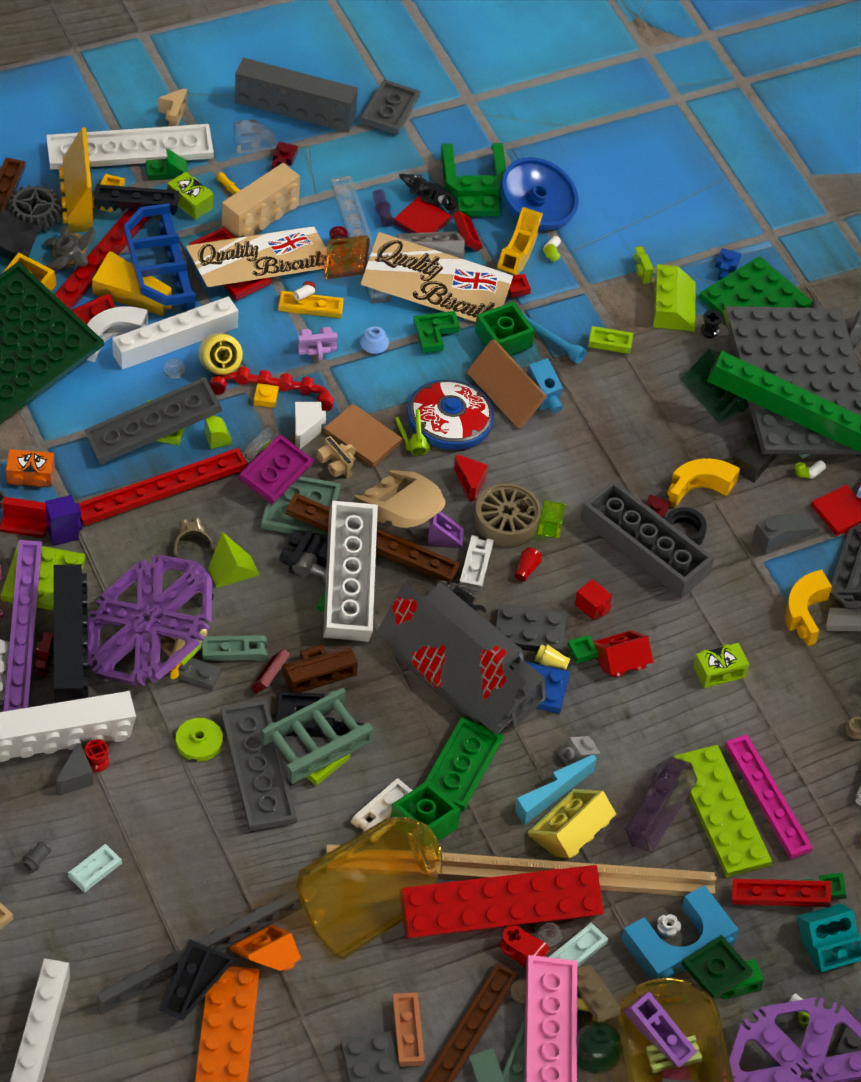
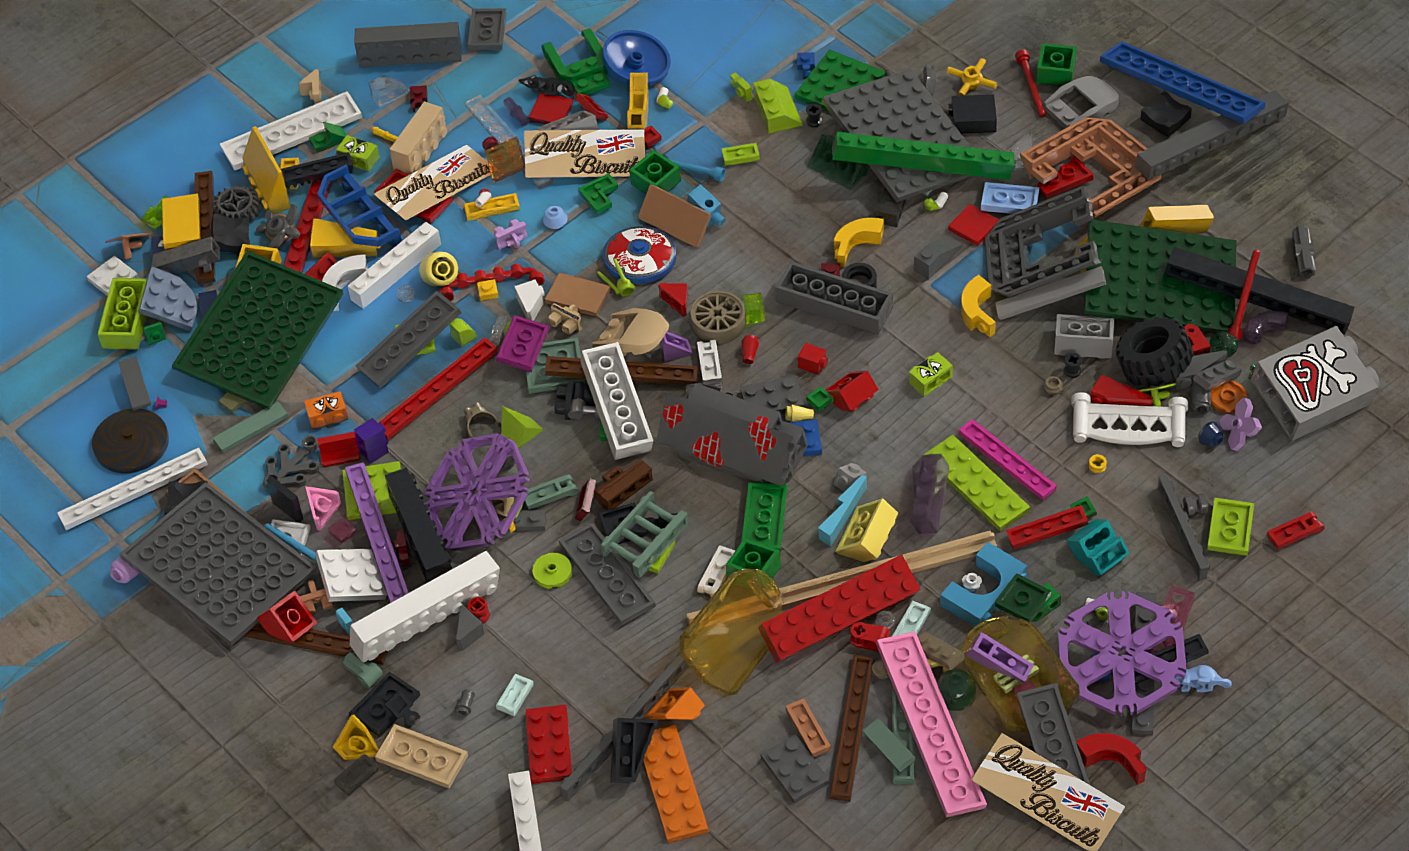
camera: 10 degrees left, 0 degrees up
(108, 939) = (548, 744): none -> red plate

